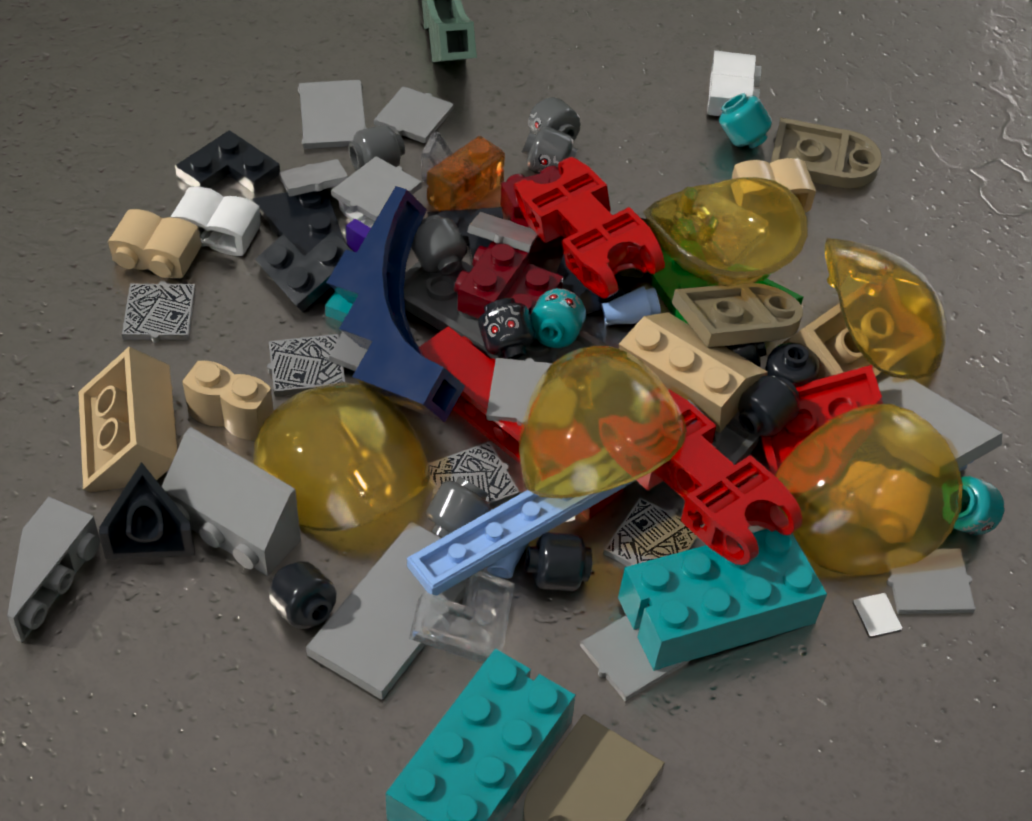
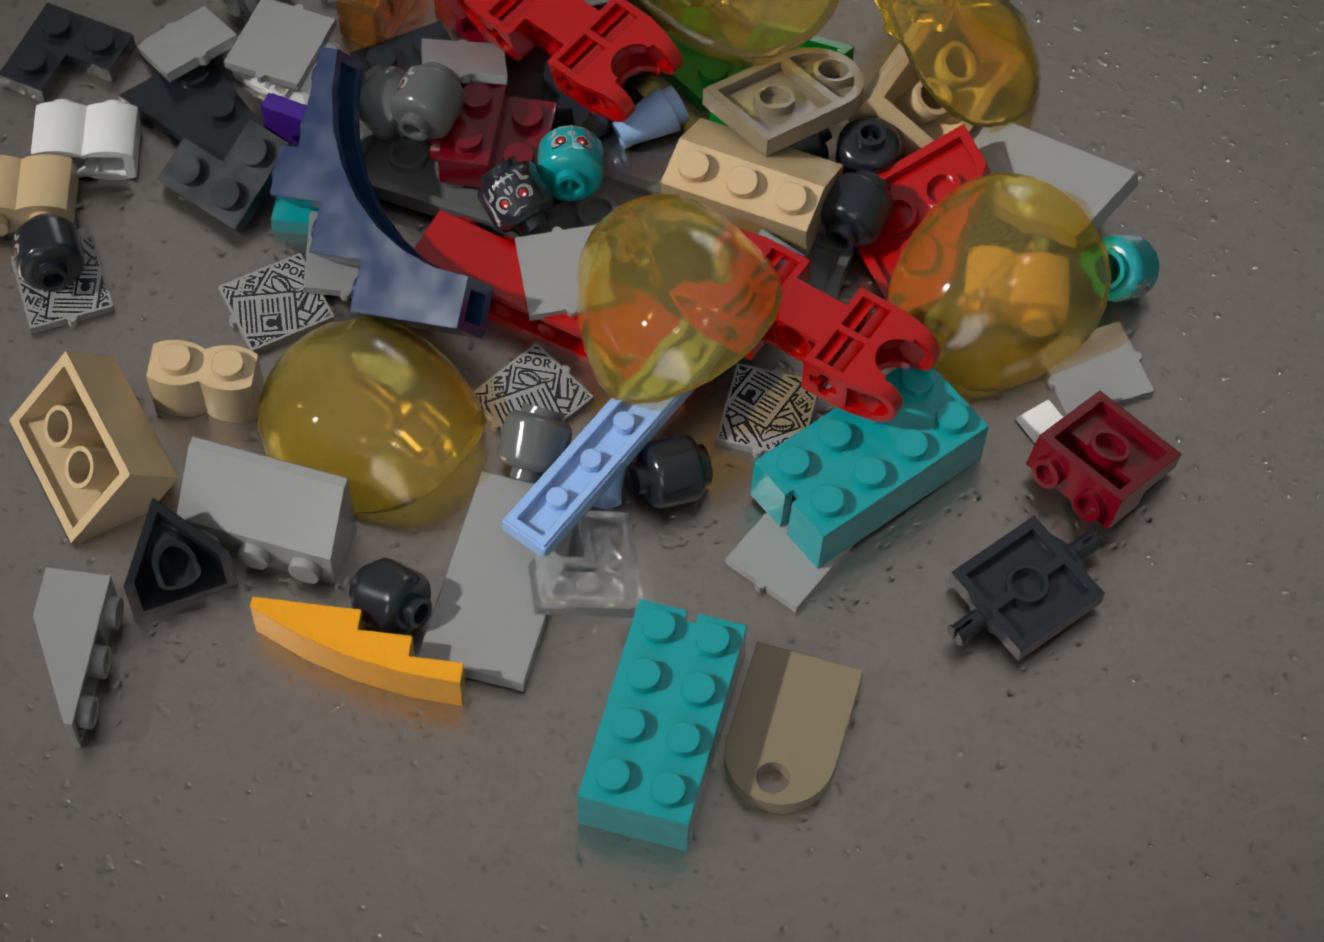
camera: 15 degrees left, 10 degrees up
(154, 281) = (49, 250): none -> black head
(252, 621) = (340, 643): none -> light orange slope
(462, 244) = (427, 101): none -> dark grey head
(824, 735) = (1026, 587): none -> black plate
(915, 649) = (1101, 459): none -> dark red plate

